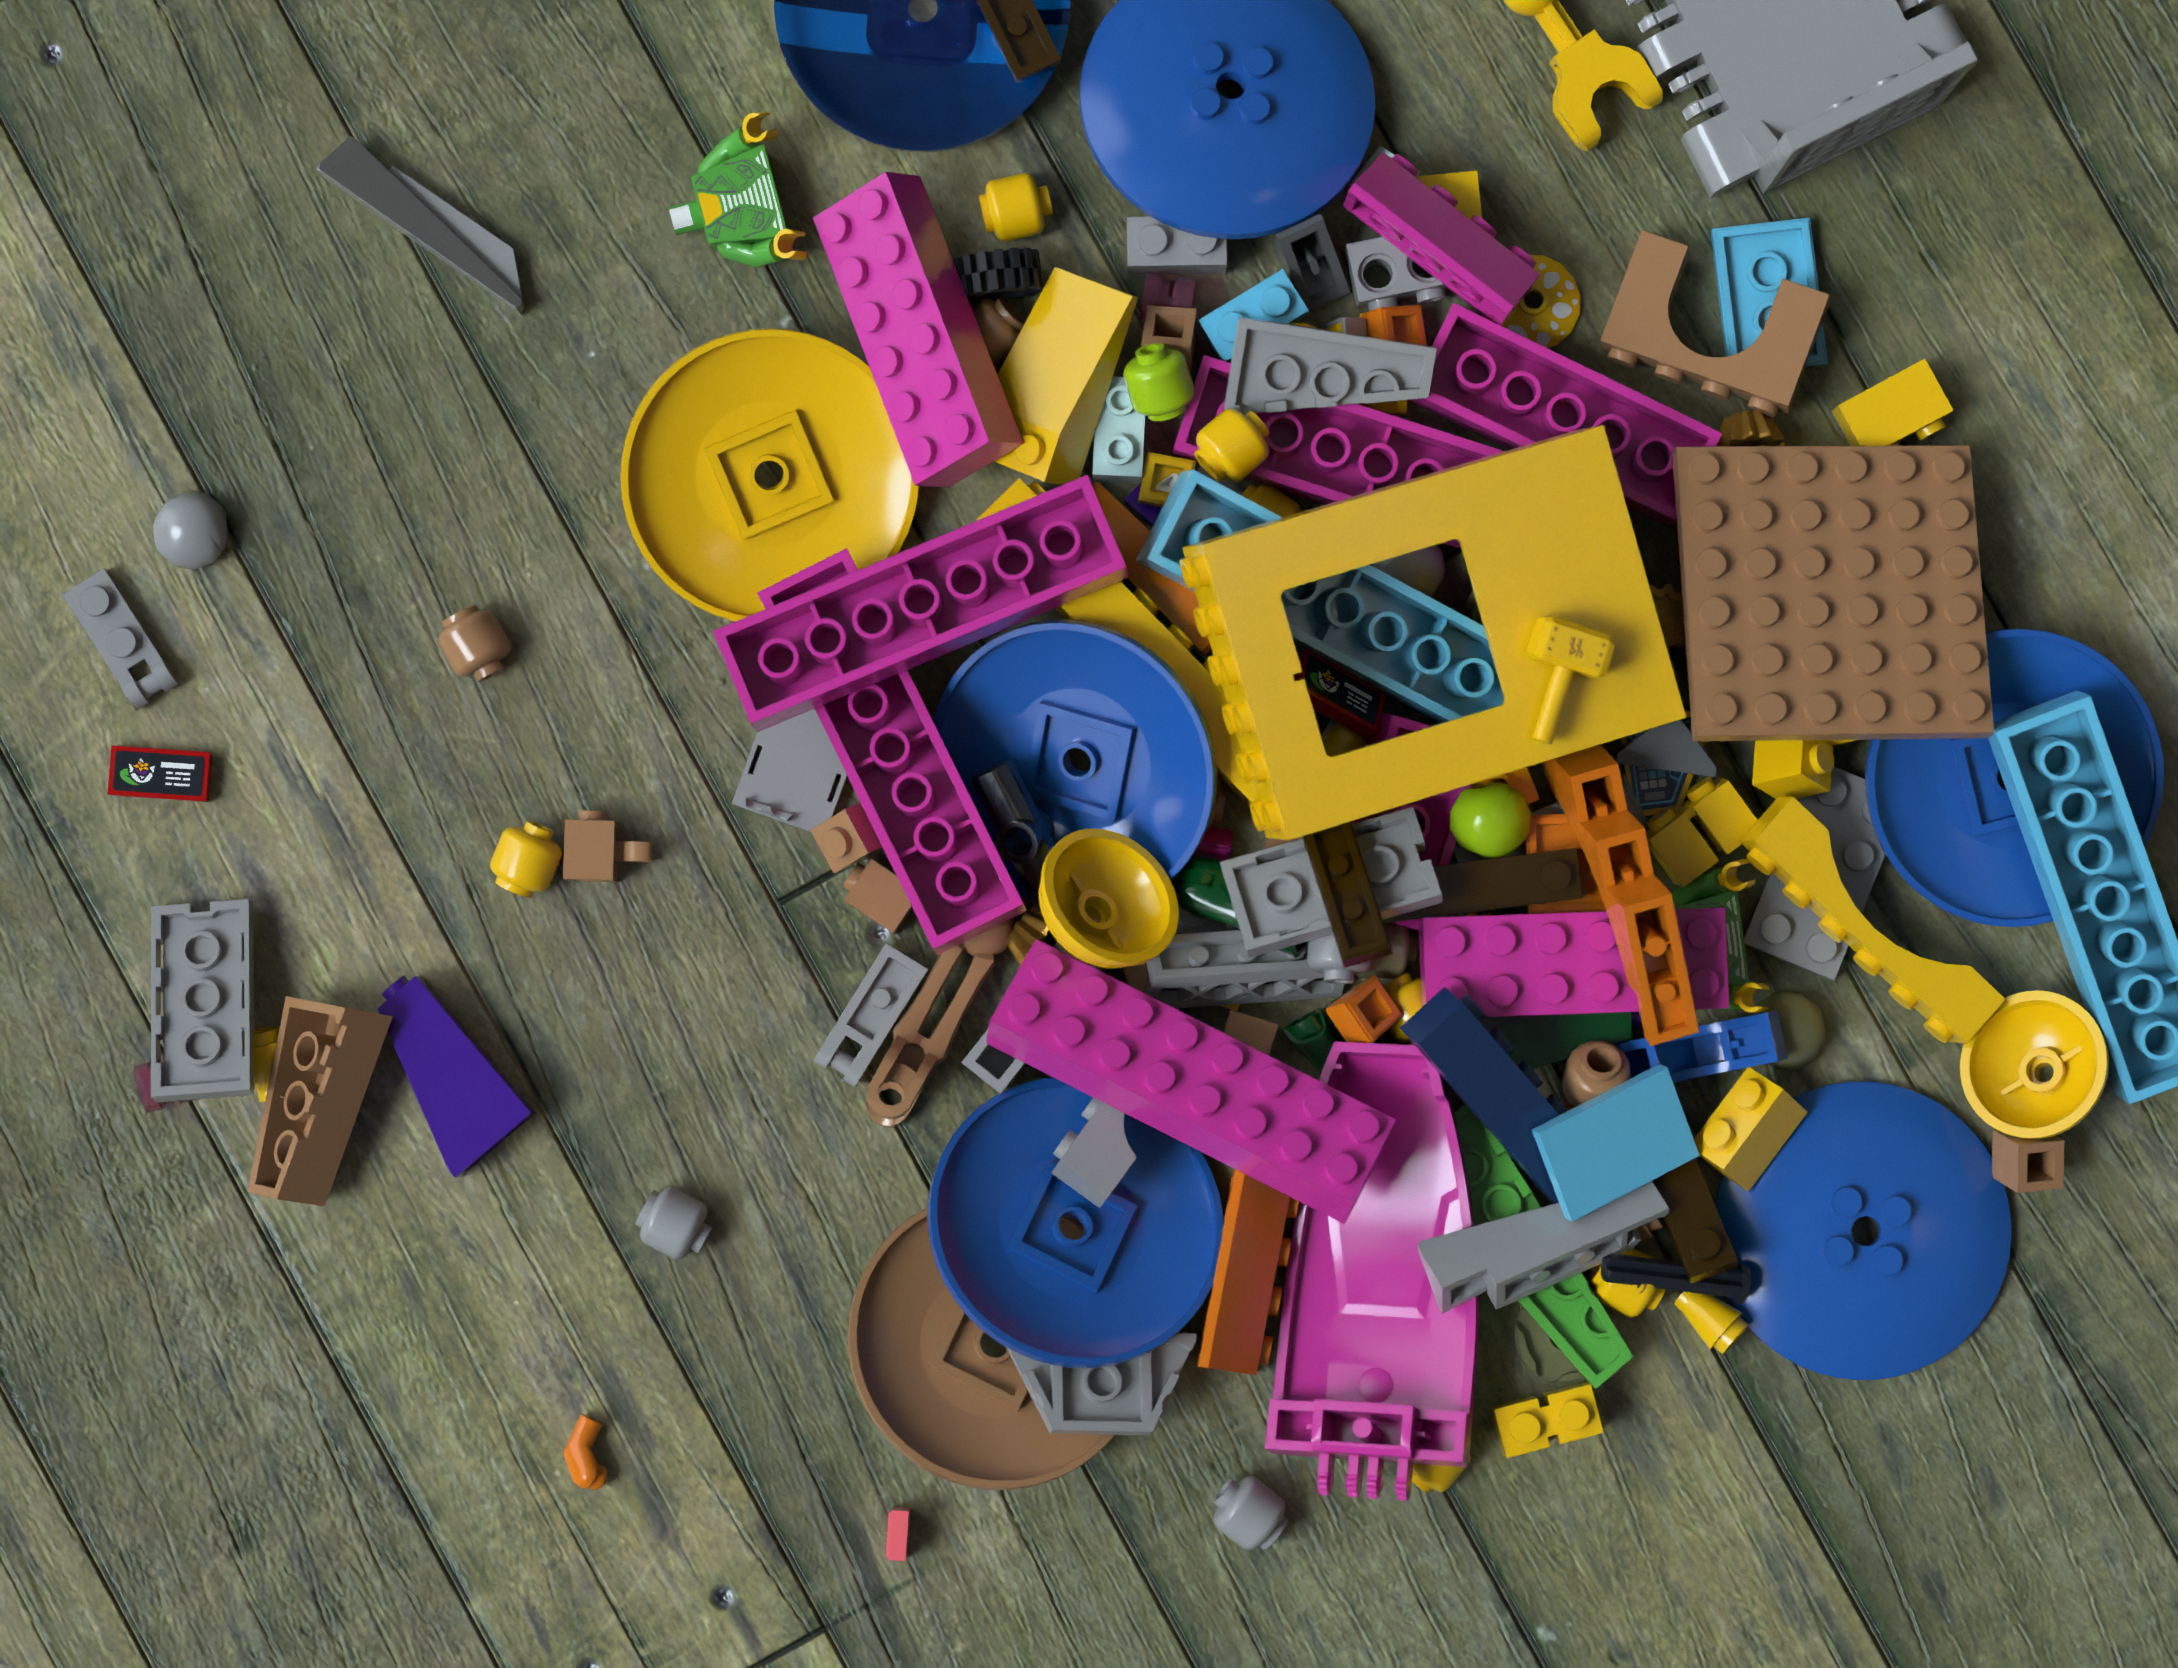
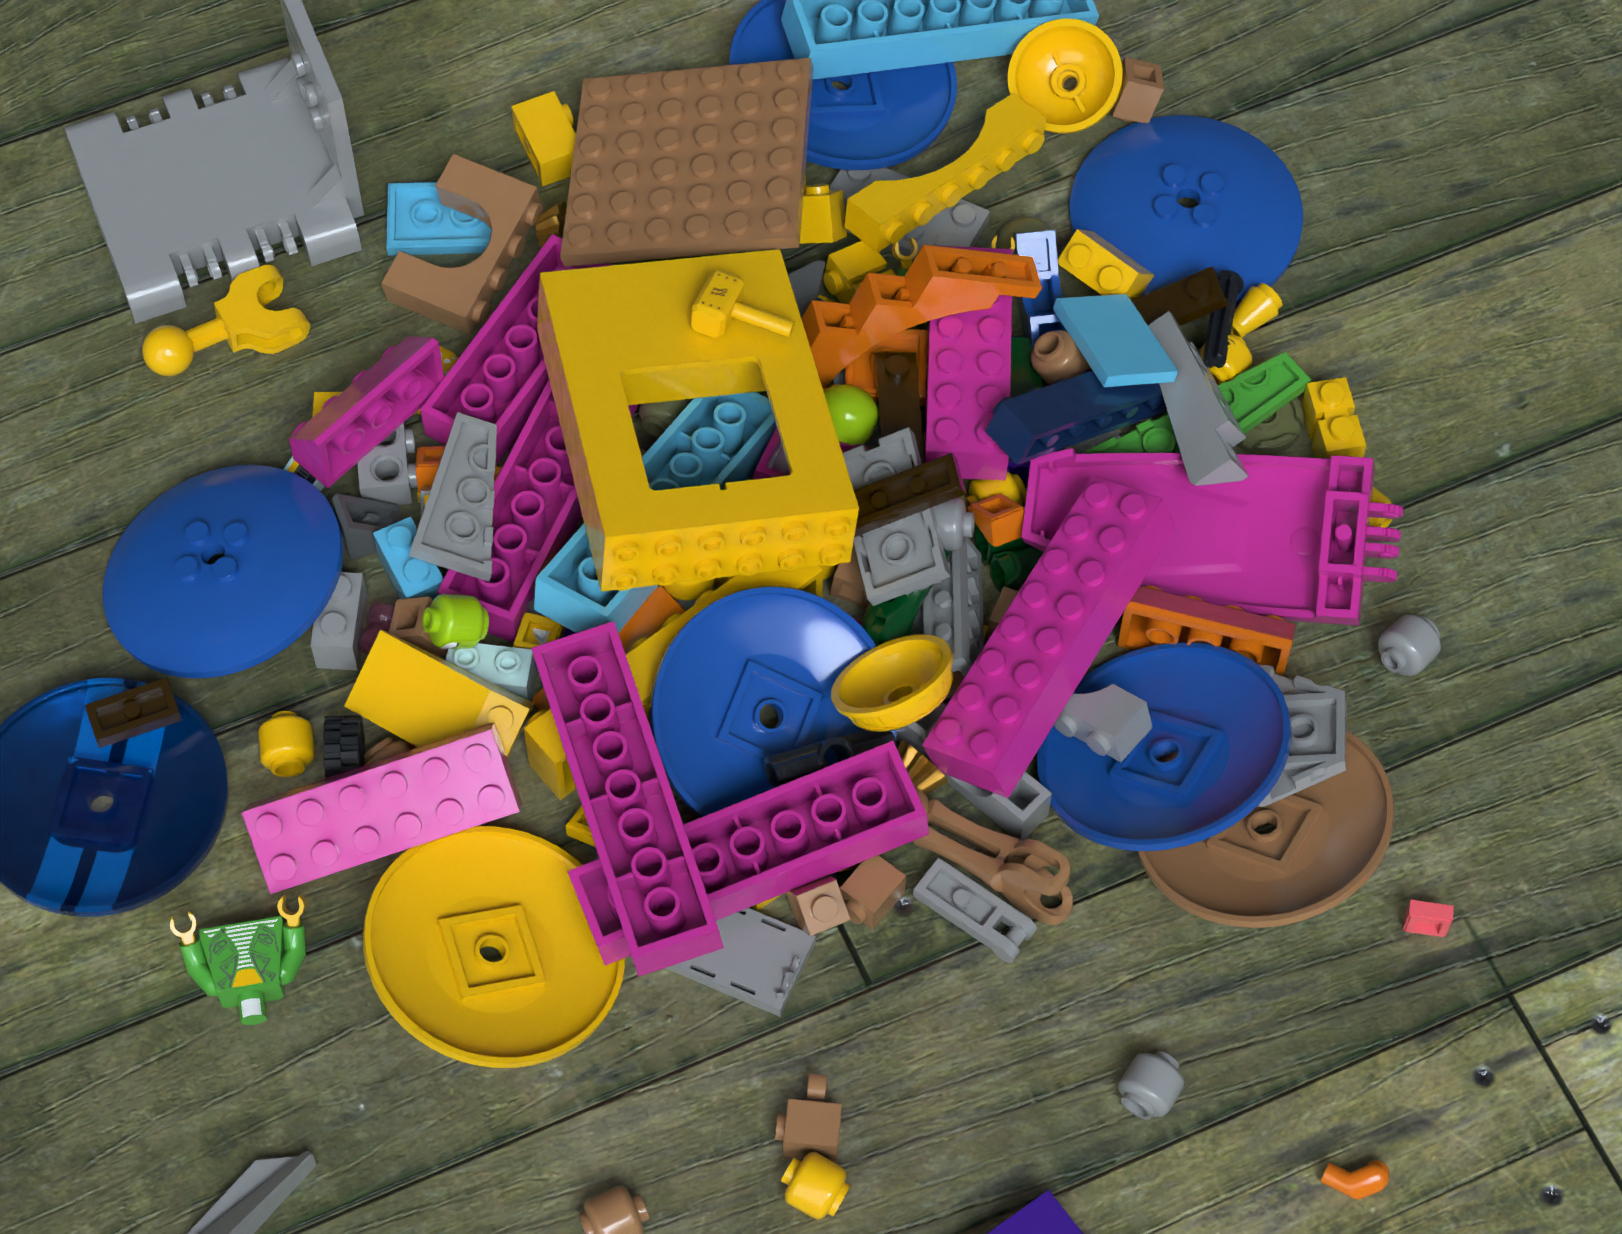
camera: 90 degrees left, 25 degrees down
(1232, 445) = (515, 564): yellow head -> none

